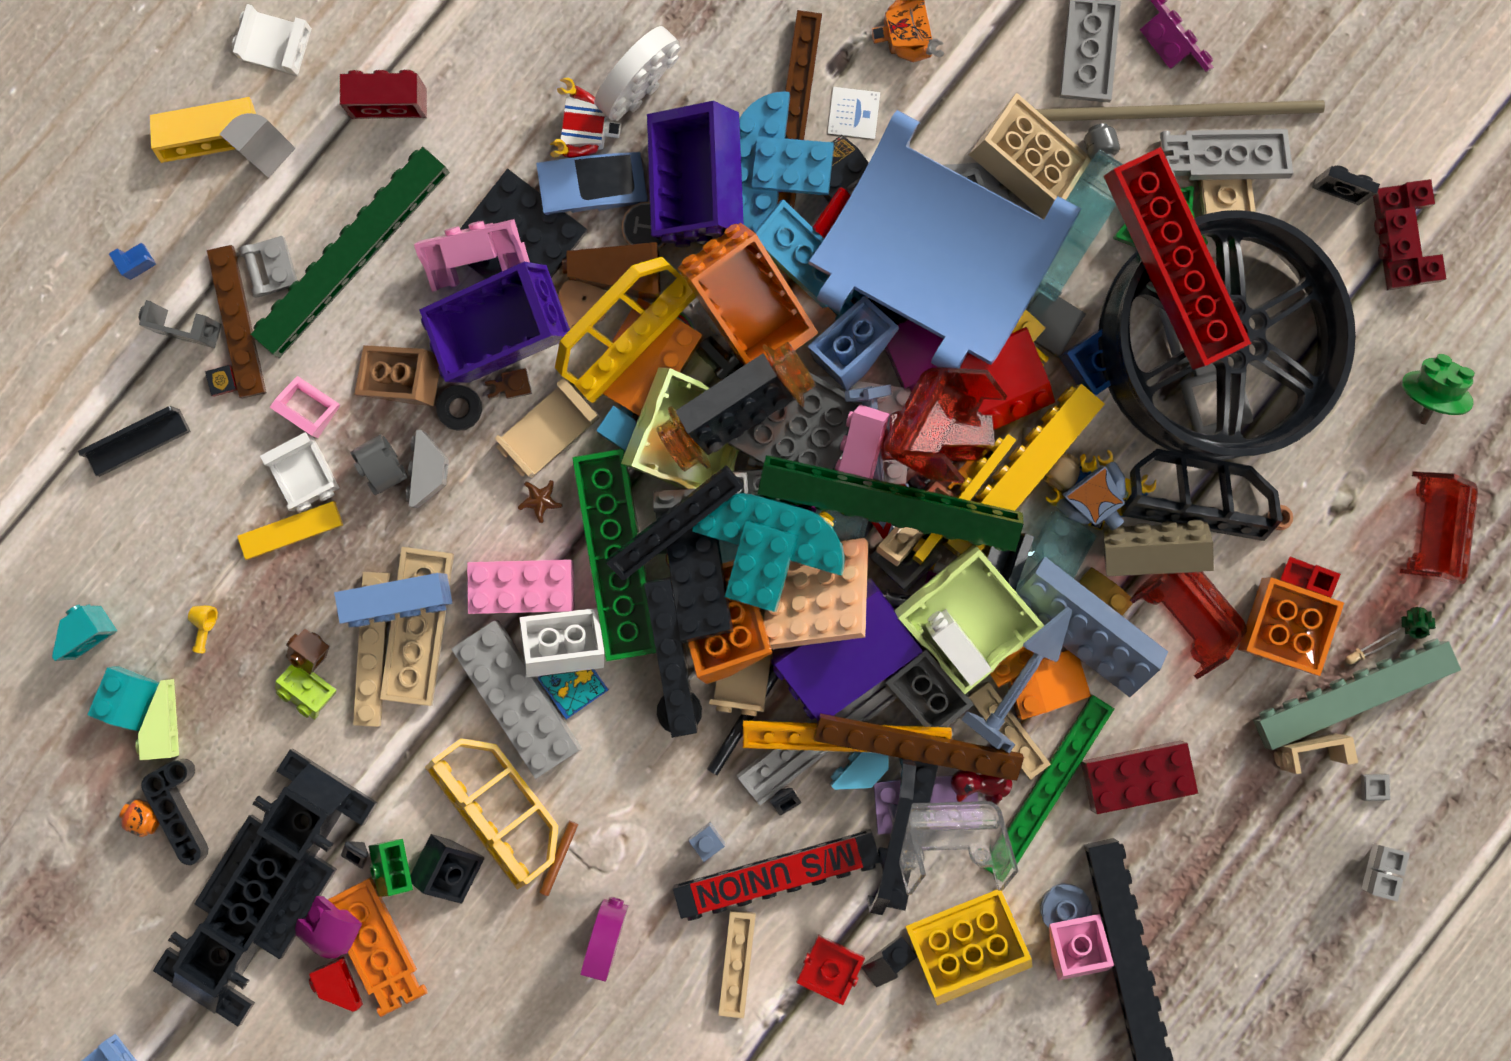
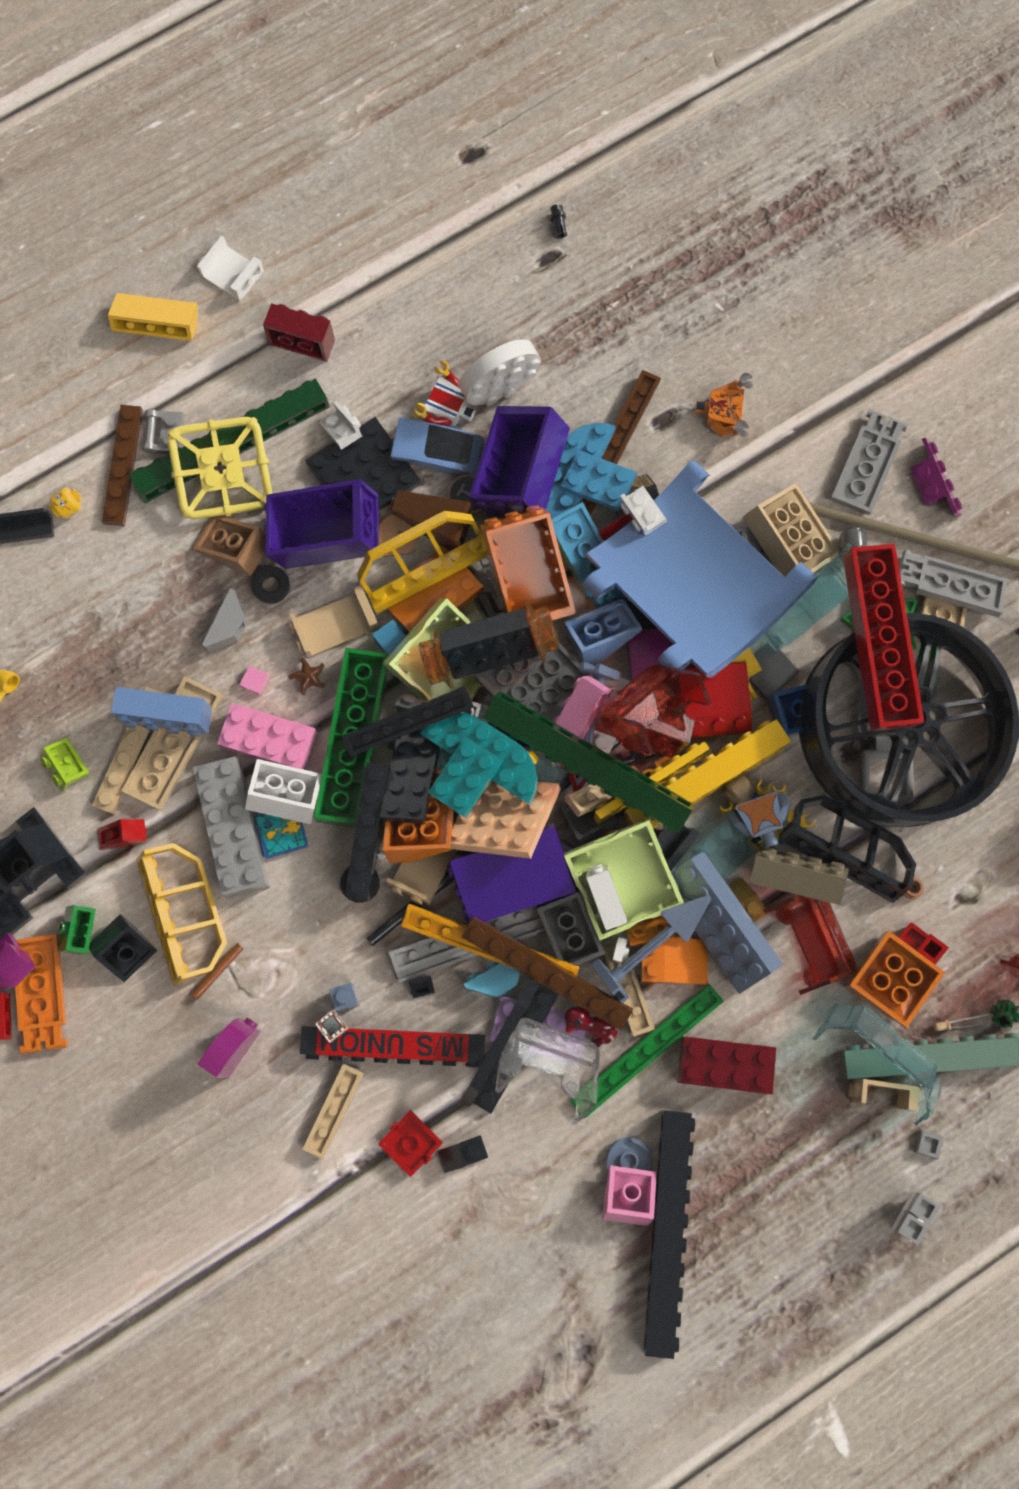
camera: 20 degrees right, 10 degrees down
(132, 261) = (61, 396): blue panel -> none
(189, 390) = (65, 503): none -> yellow head
(203, 331) = (92, 462): dark grey panel -> none
(221, 380) = (93, 505): black tile -> none
(258, 141) = (190, 332): light grey brick -> none
(290, 530) = (101, 636): yellow tile -> none
(301, 472) = (127, 593): white panel -> none
(306, 651) = (77, 733): reddish brown brick -> none
(314, 429) = (156, 562): bright pink tile -> none
(335, 286) = (209, 457): none -> light yellow plate
(355, 853) = (53, 910): black slope -> none
(379, 464) = (190, 605): dark grey brick -> none
(399, 746) = (122, 834): none -> red slope
(468, 246) = (313, 459): bright pink bracket -> none
(472, 194) = (341, 426): none -> white bracket
(481, 524) = (254, 680): none -> bright pink tile
(513, 383) = (320, 580): reddish brown plate -> none
(705, 879) = (331, 1026): none -> tile
(854, 112) = (662, 460): white sticker -> none
(856, 188) = (643, 510): none -> white bracket
(969, 946) = (535, 1164): yellow slope -> none
(988, 694) = (621, 950): none -> white plate
(1306, 700) = (891, 1045): none -> clear light blue windscreen

